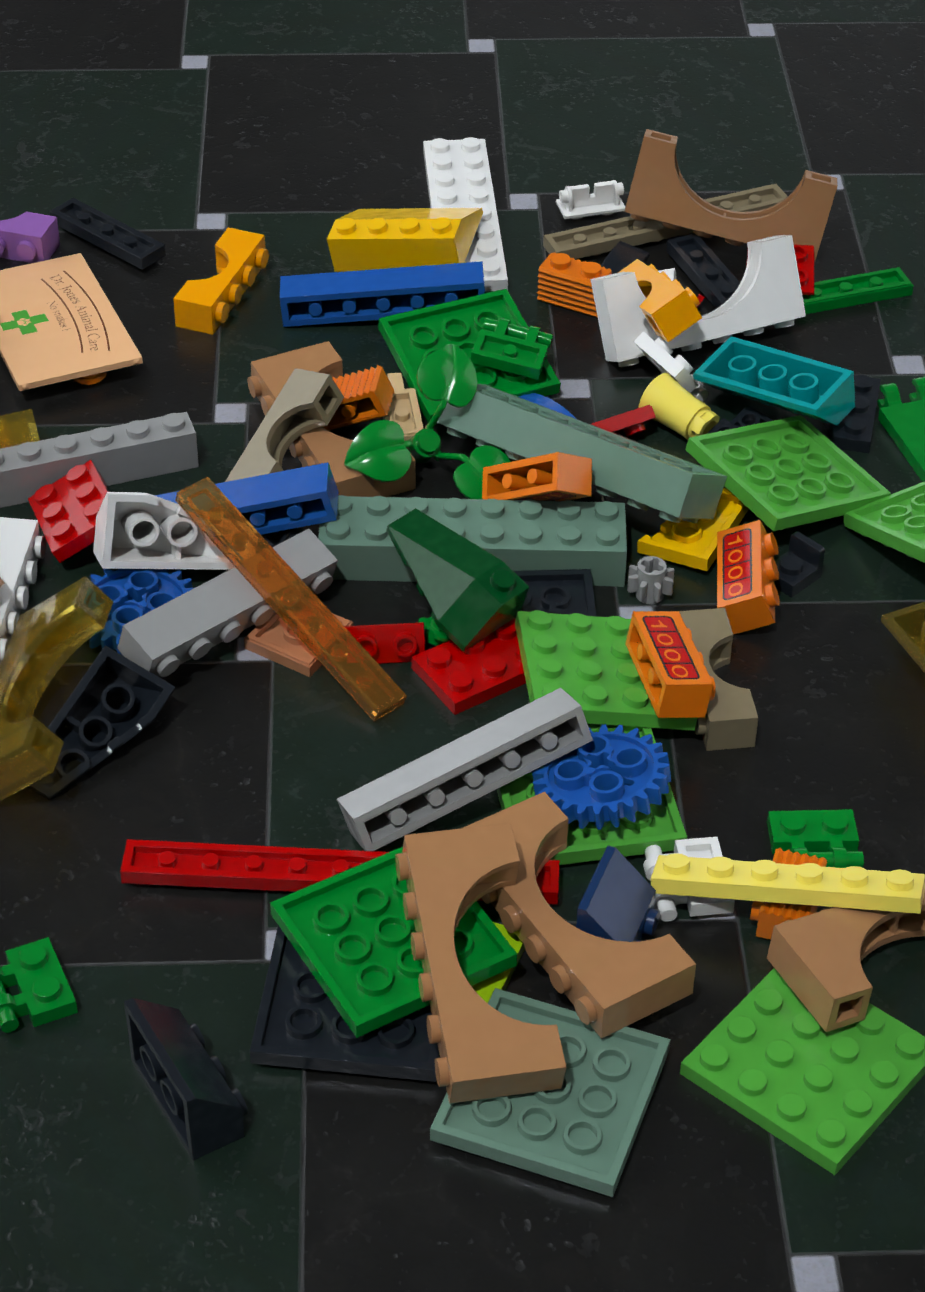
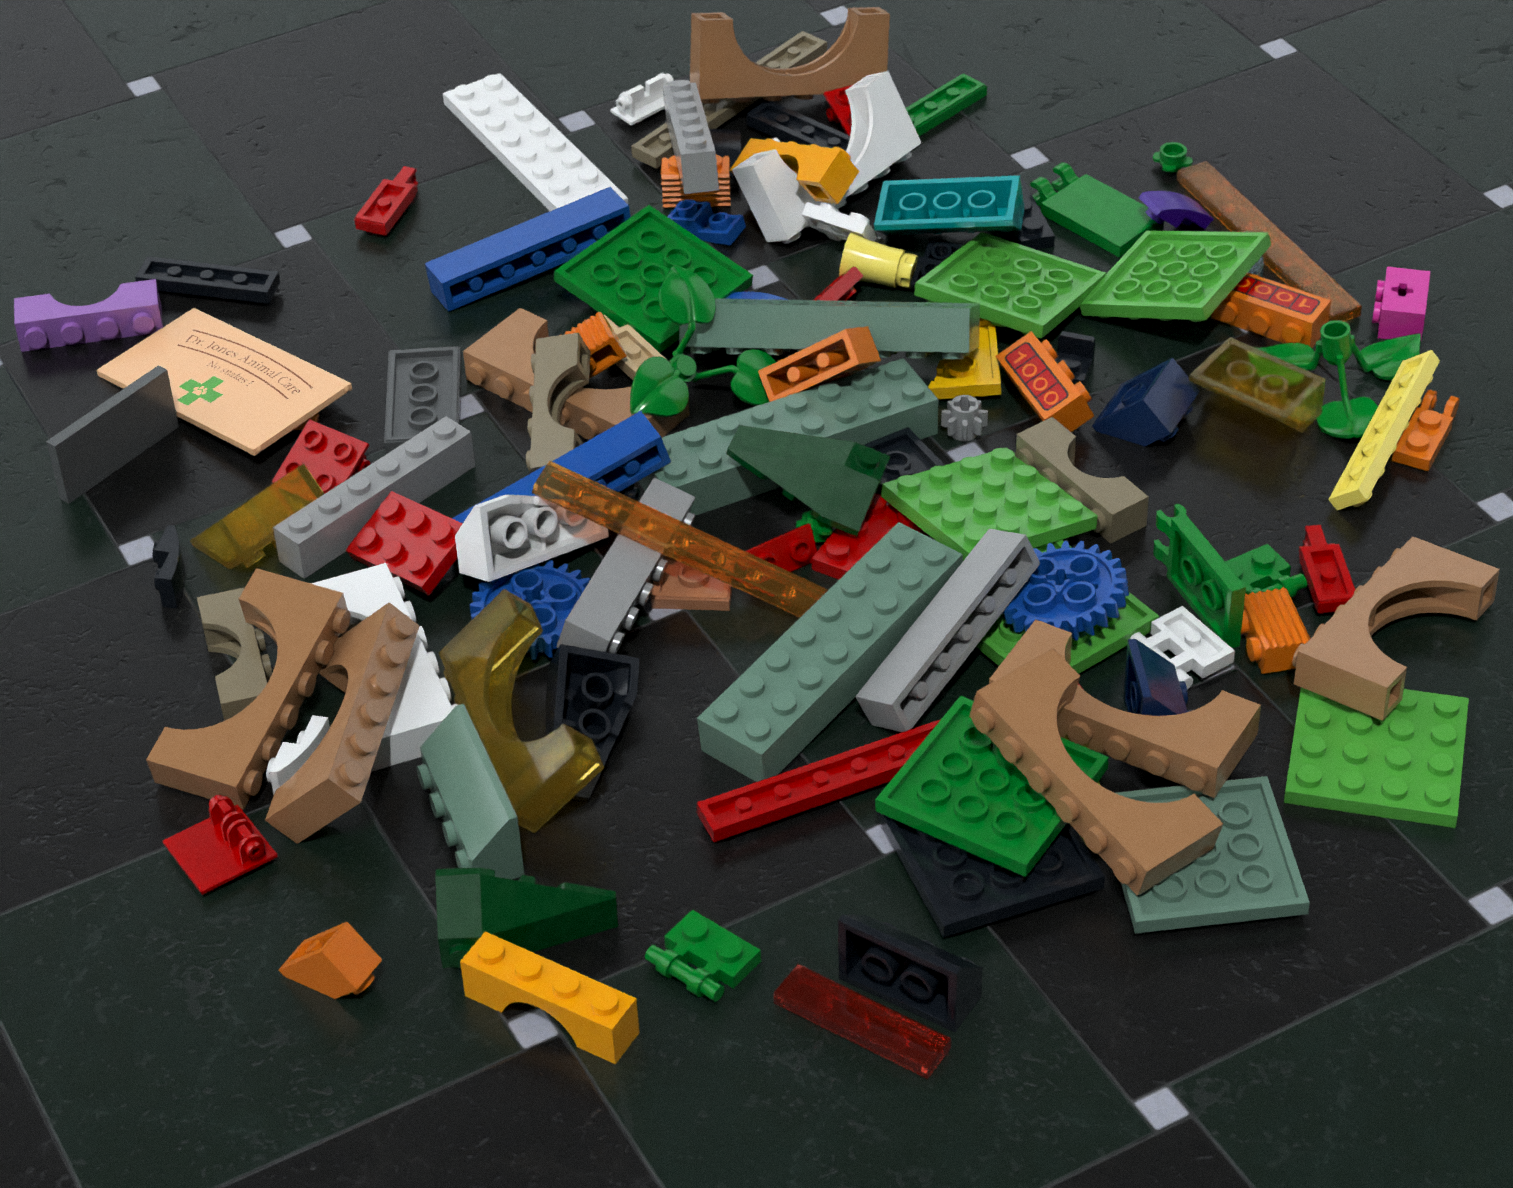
camera: 25 degrees left, 0 degrees up
(70, 411) = (326, 454): none -> red hinge
(115, 1111) = (862, 1021): none -> clear red tile
(203, 387) = (420, 391): none -> dark grey tile
(207, 302) = (366, 309): light orange arch -> none
(304, 217) = (387, 203): none -> red hinge
(337, 749) = (825, 655): none -> sand green brick
(402, 237) = (506, 190): yellow slope -> none
(511, 347) = (700, 253): green plate -> none
(558, 319) = (709, 227): none -> blue slope
(577, 240) = (690, 137): none -> light grey brick
(669, 664) = (1052, 478): orange brick -> none
(749, 780) = (1201, 575): none -> green tile
(789, 883) = (1278, 616): light yellow plate -> none
(836, 633) = (1149, 405): none -> dark blue slope
(894, 845) = (1325, 571): none -> red hinge

